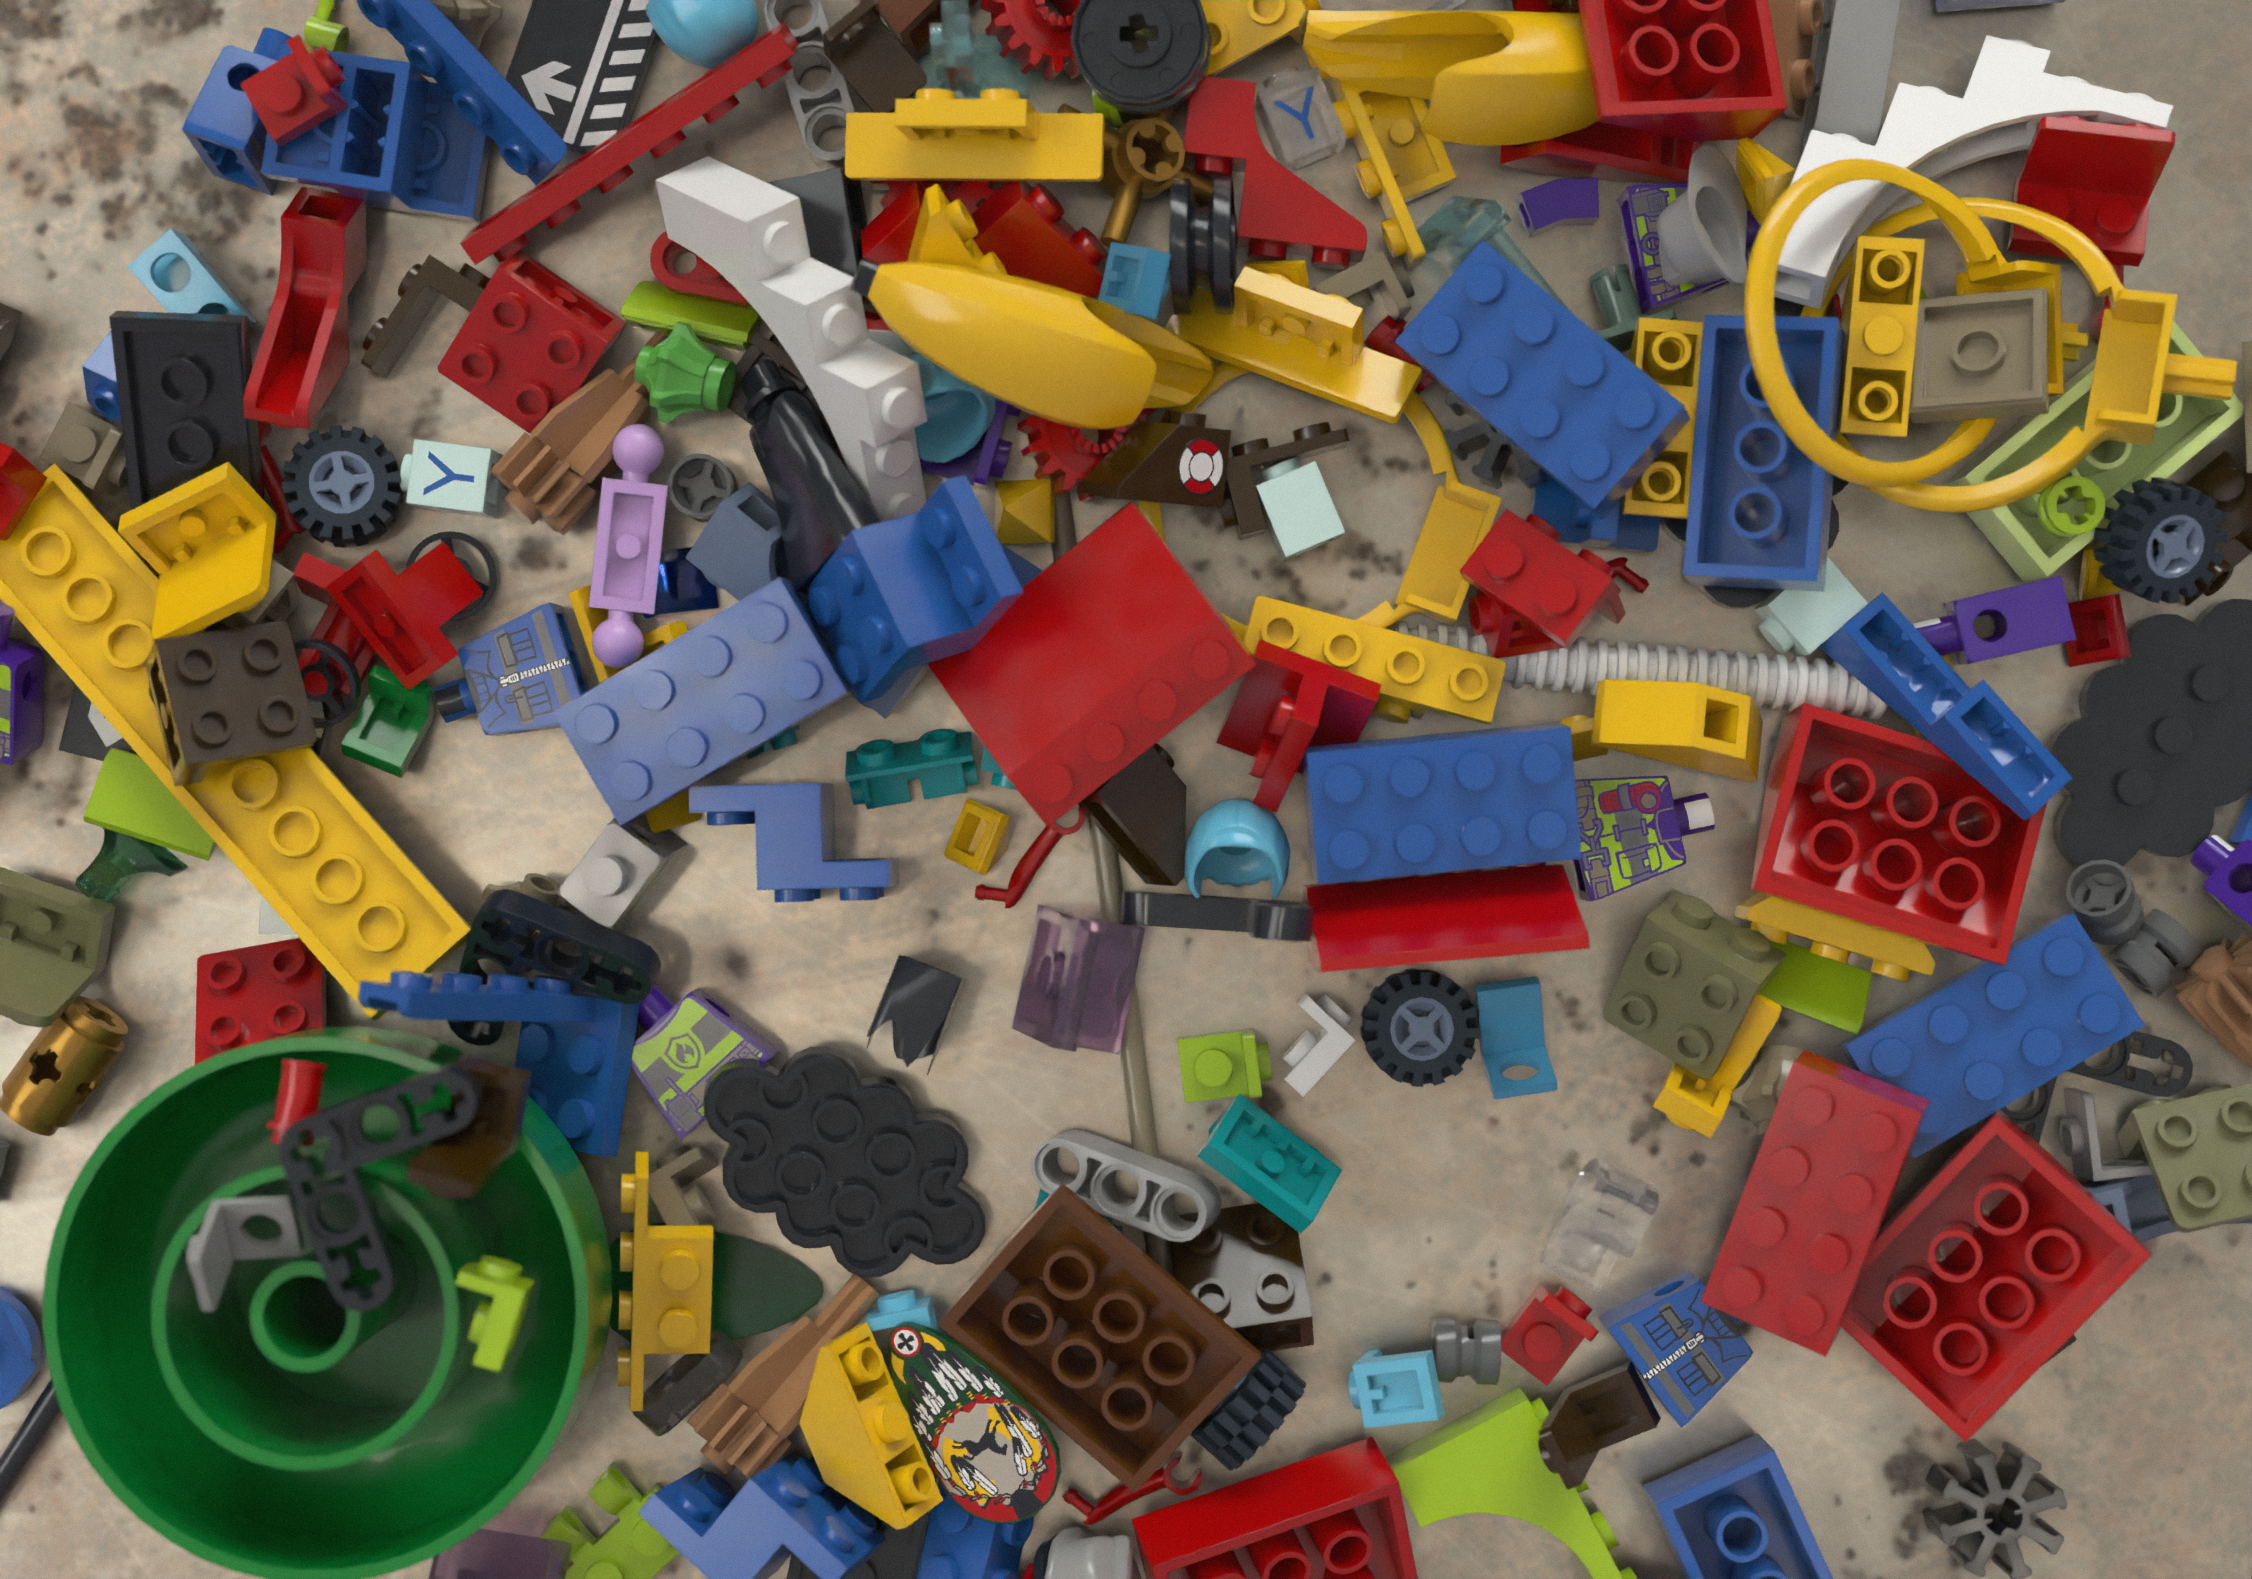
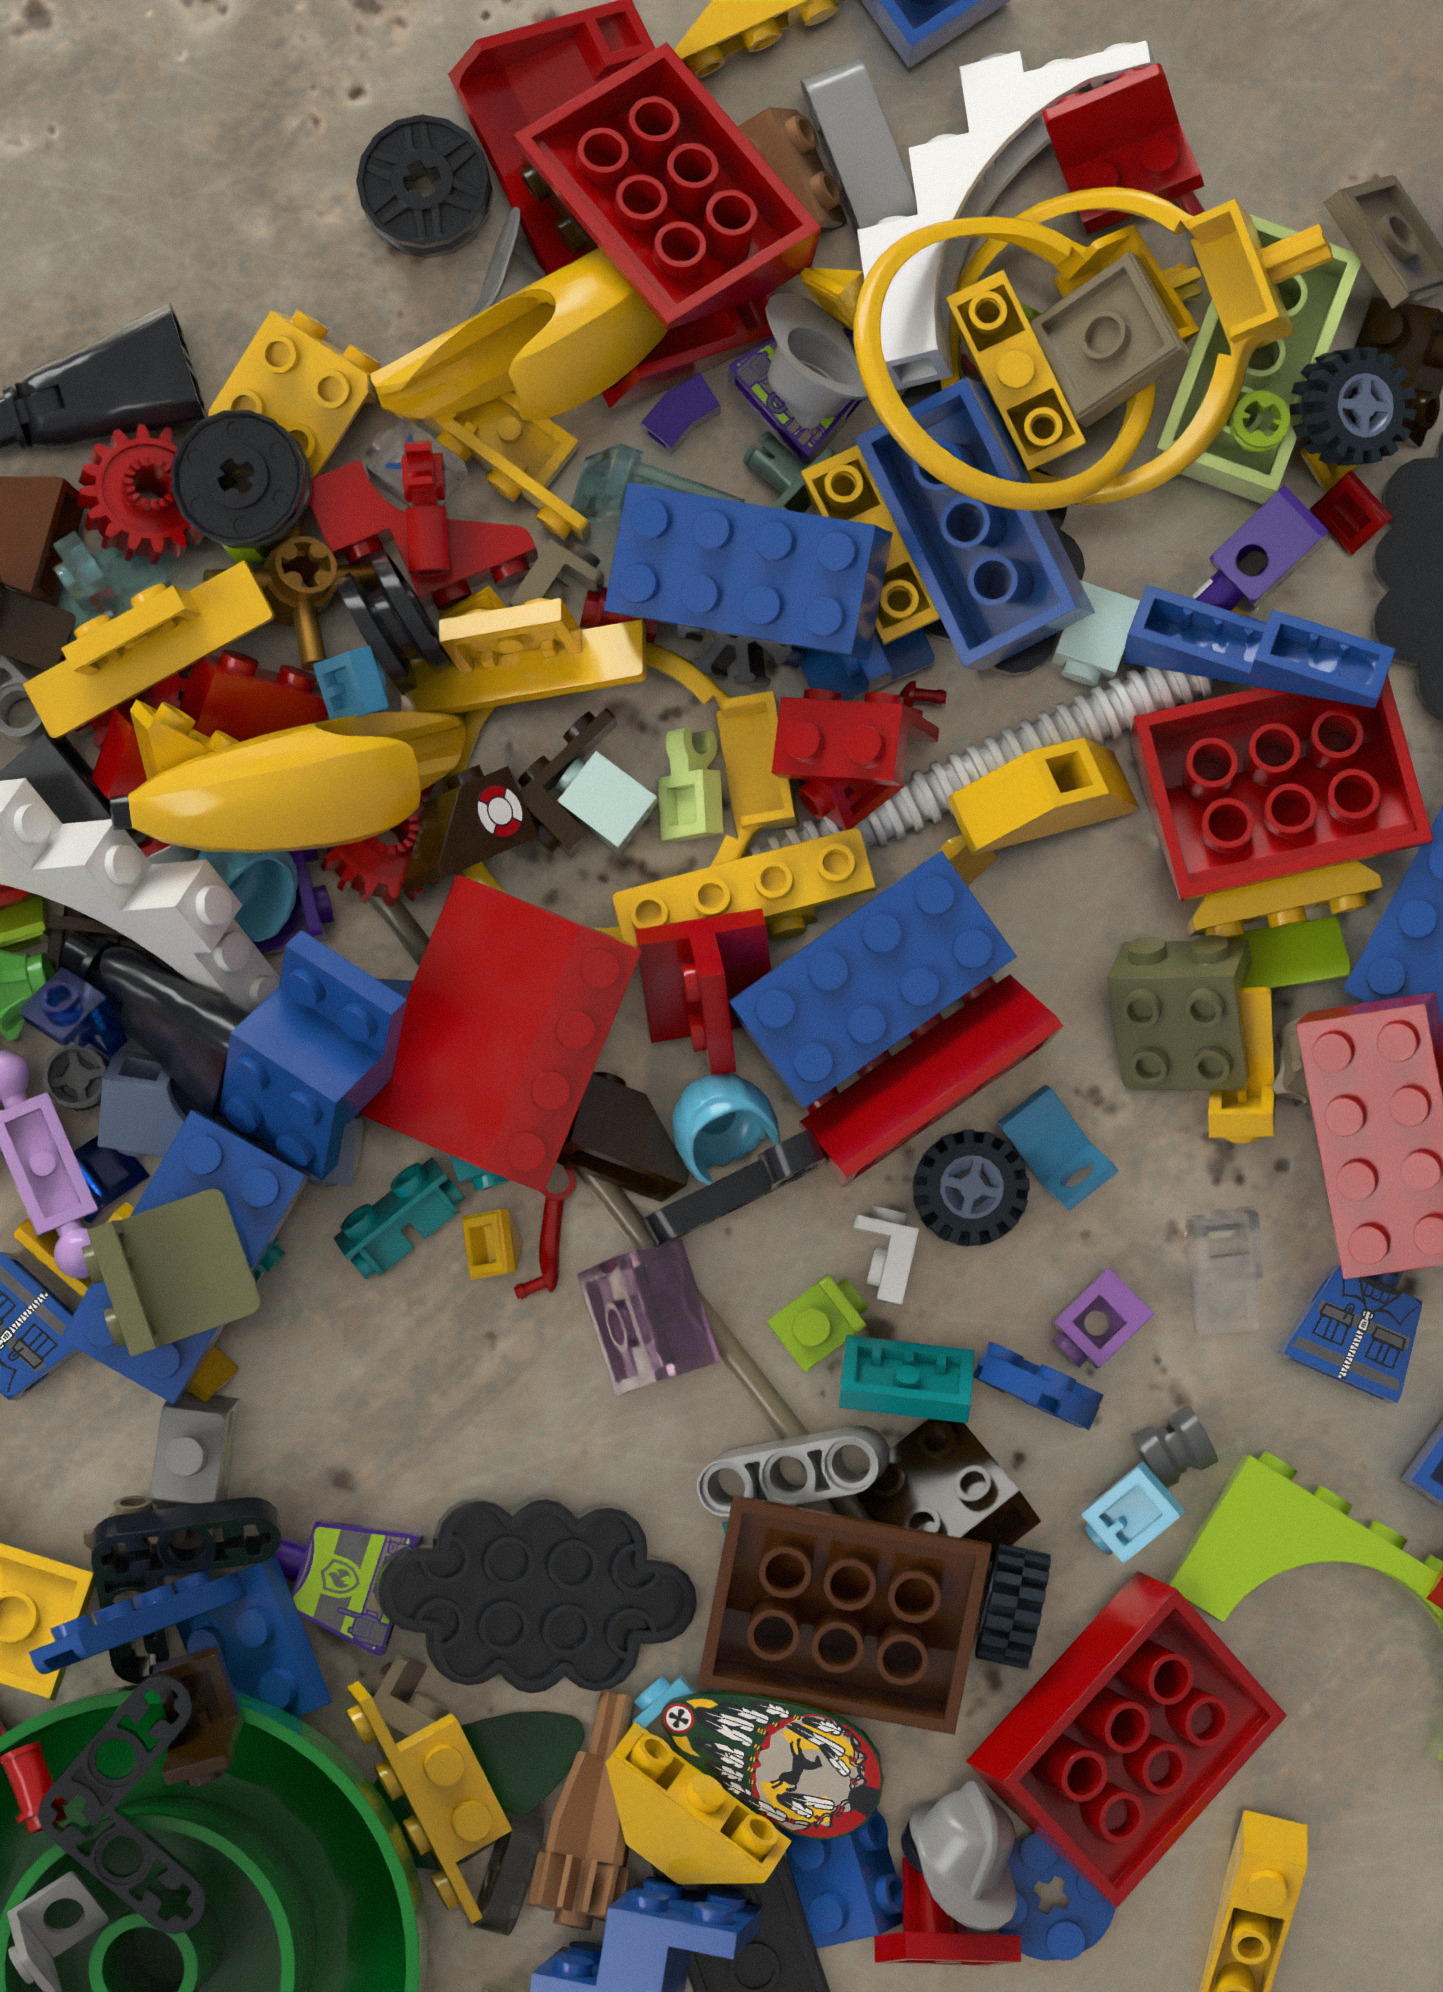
camera: 25 degrees left, 5 degrees down
(498, 1322) = (313, 1876): lime bracket -> none
(679, 712) = (172, 1272): none -> olive bracket
(727, 427) = (75, 1013): none -> clear blue bracket
(795, 840) = (331, 1334): blue bracket -> none
(920, 1006) = (524, 1417): black piece -> none
(1025, 511) = (370, 937): yellow slope -> none
(1122, 1495) = (955, 1745): red piece -> none
(1284, 169) = (427, 520): none -> red bar
(1376, 546) = (692, 793): none -> yellowish green plate
(1379, 1235) = (1038, 1386): none -> blue plate
(1488, 1211) = (1119, 1304): none -> medium lavender brick
(1547, 1331) = (1237, 1390): red bracket -> none
(1592, 1418) = (1321, 1441): dark brown bracket -> none
(1632, 831) = (1052, 911): torso -> none

